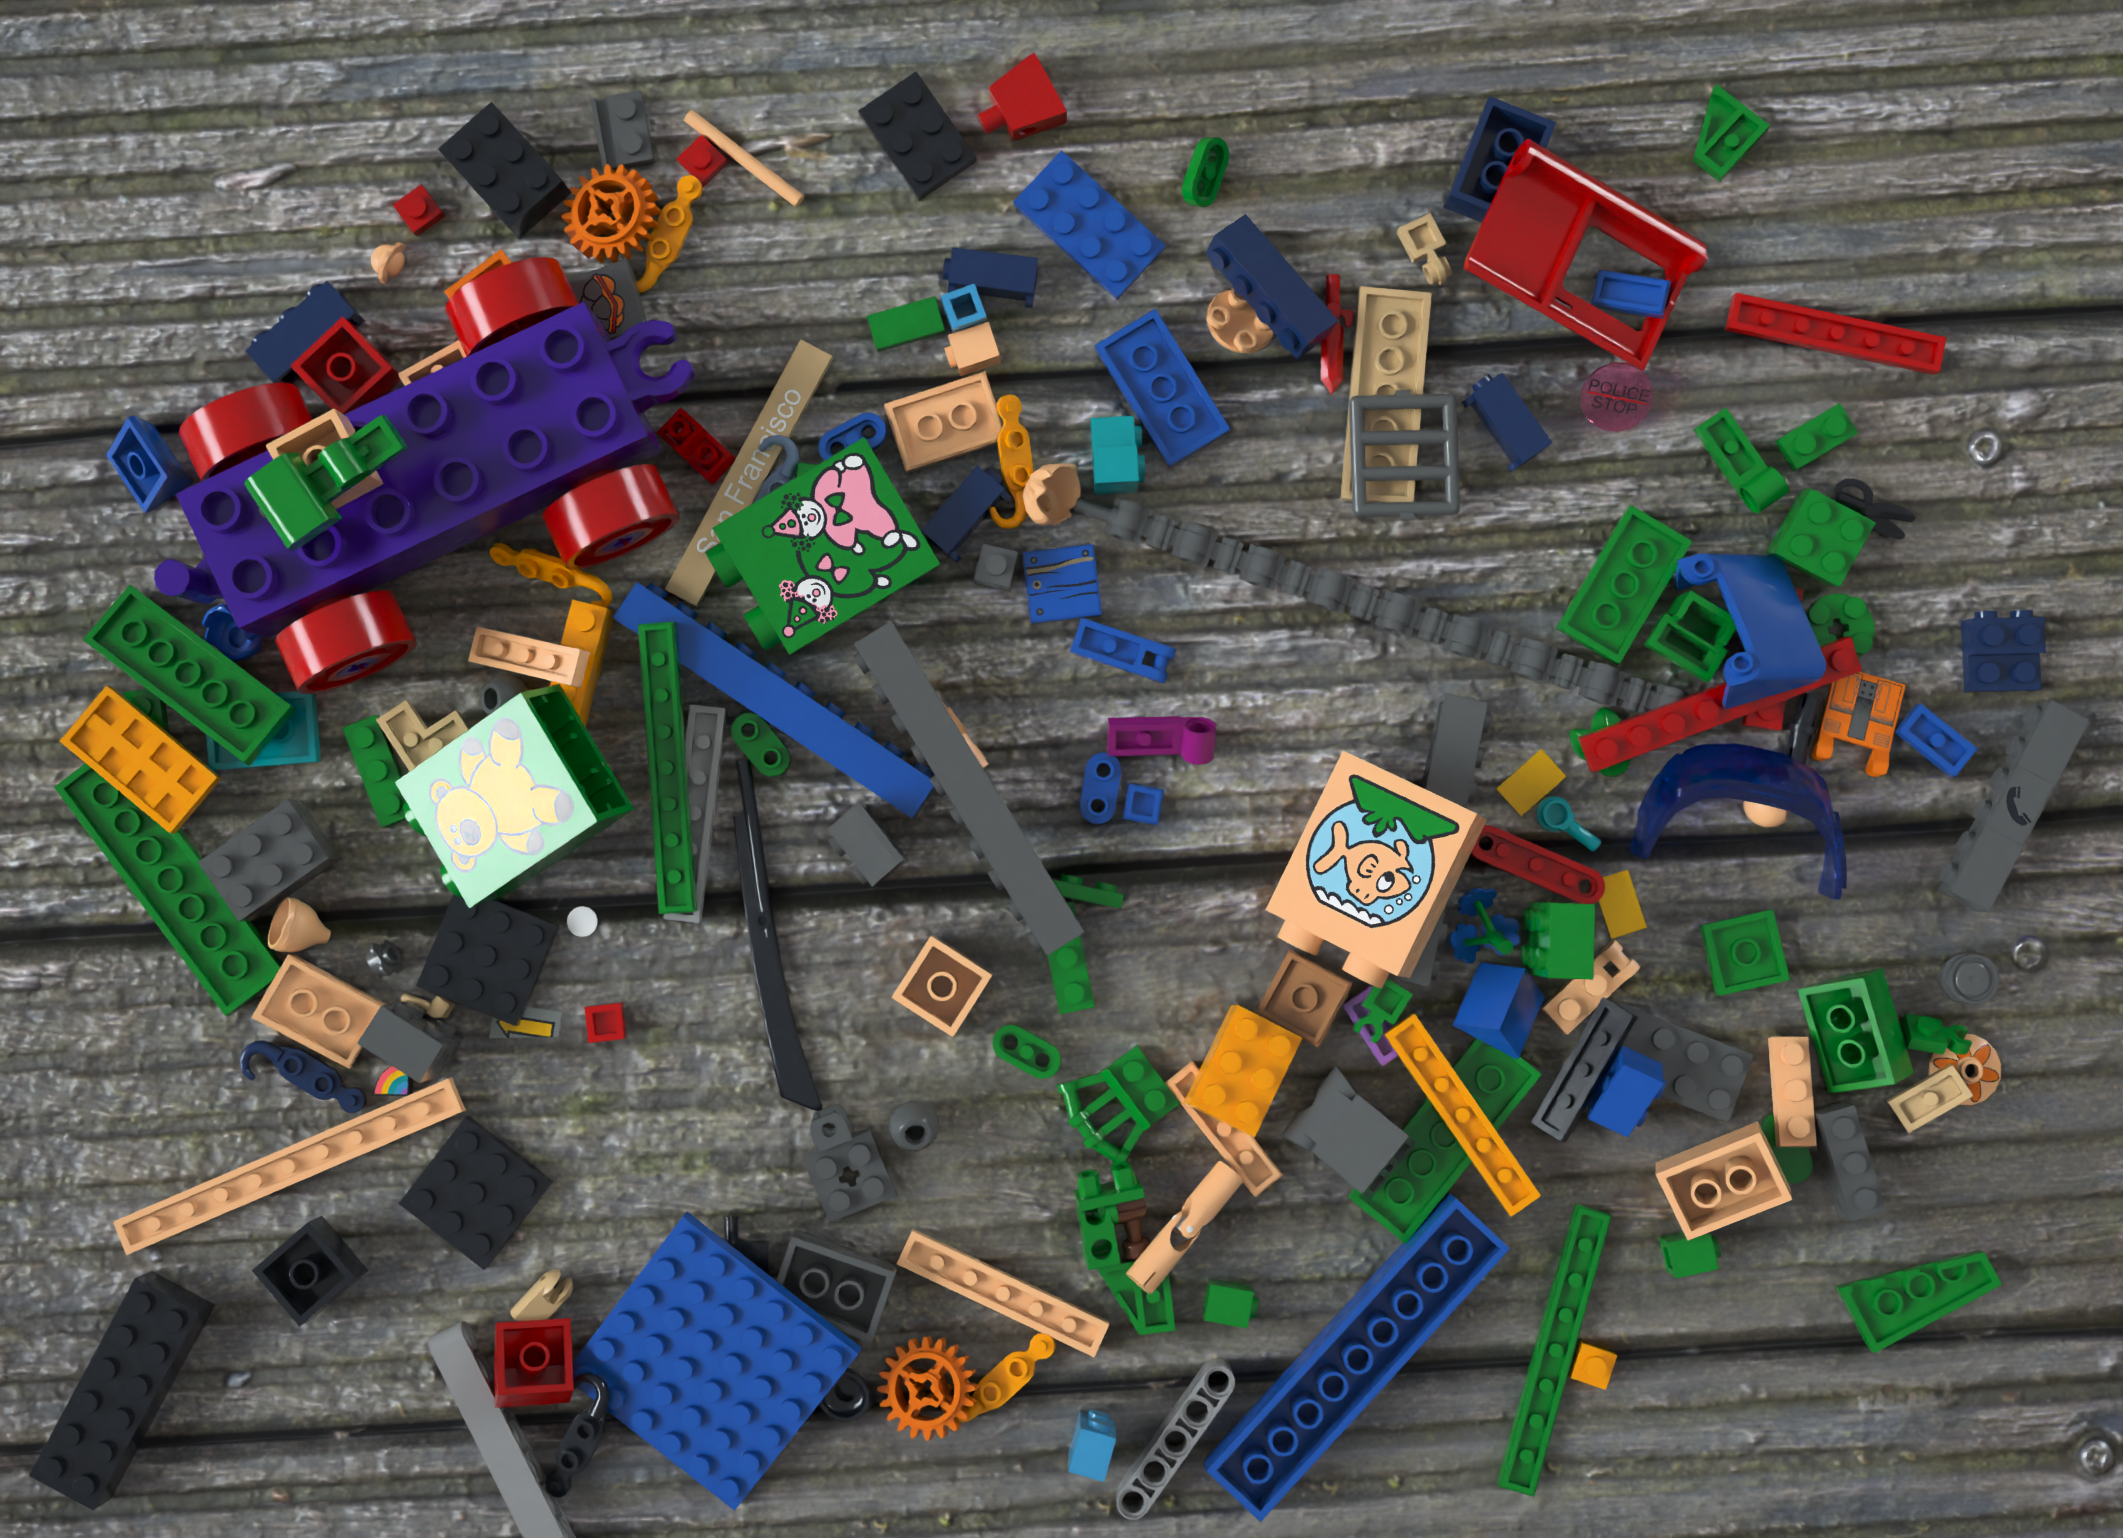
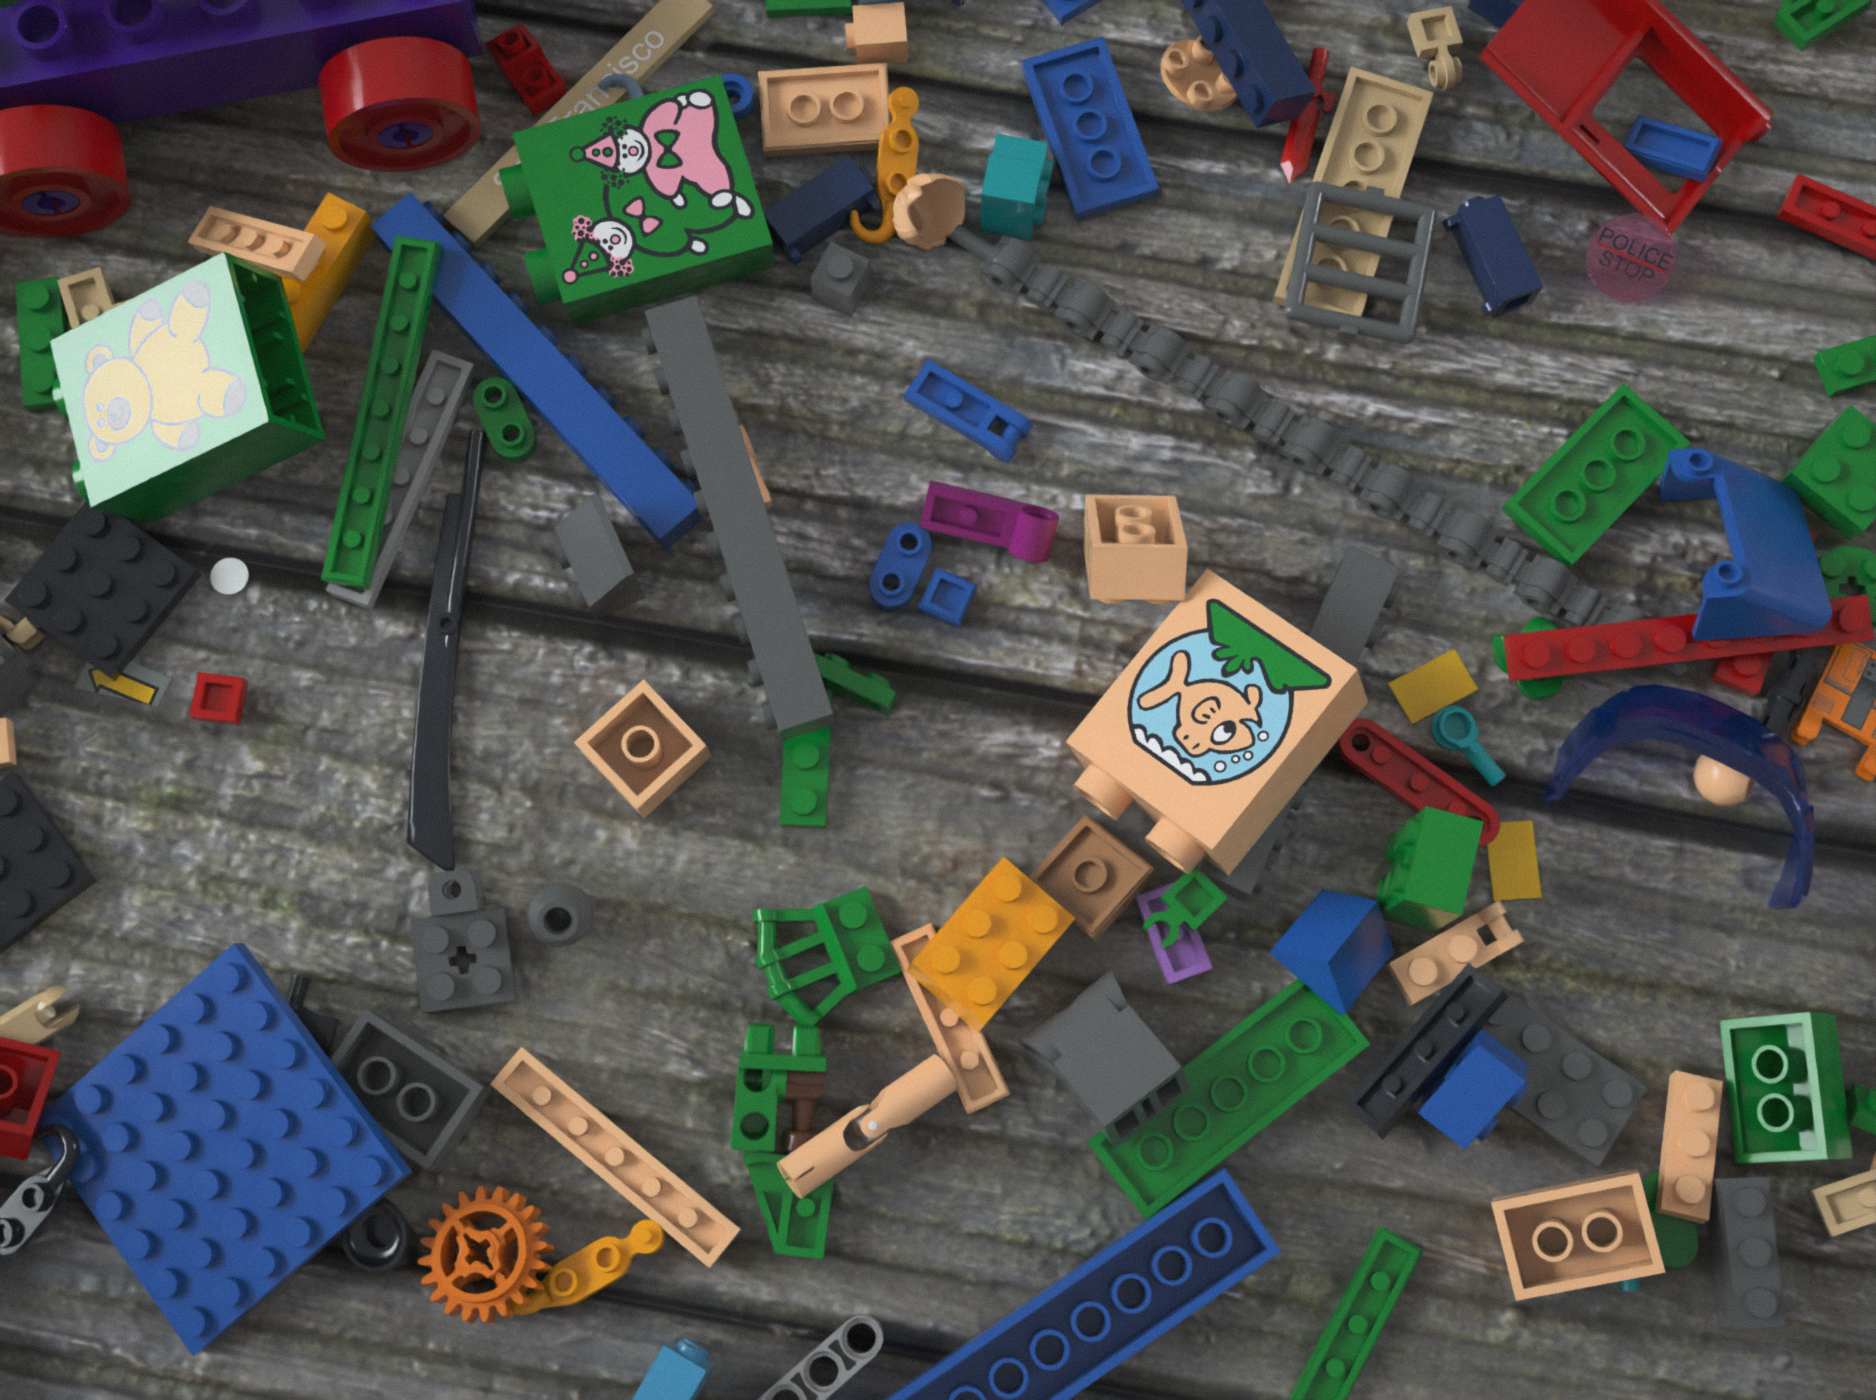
camera: 10 degrees right, 10 degrees down
(535, 564) = (314, 161): light orange piece -> none
(1026, 1051) = (727, 859): green plate -> none
(1062, 584) = (914, 319): blue tile -> none
(1229, 1303) = (901, 1242): green brick -> none
(1281, 740) = (1134, 548): none -> light nougat brick
(1462, 1114) = (1257, 1068): light orange plate -> none
(1497, 934) = (1351, 854): blue plant -> none
(1691, 1256) = (1515, 1324): green brick -> none
(1693, 635) = (1670, 549): green plate -> none
(1740, 462) = (1767, 366): green plate -> none
(1744, 952) = (1660, 954): green plate -> none

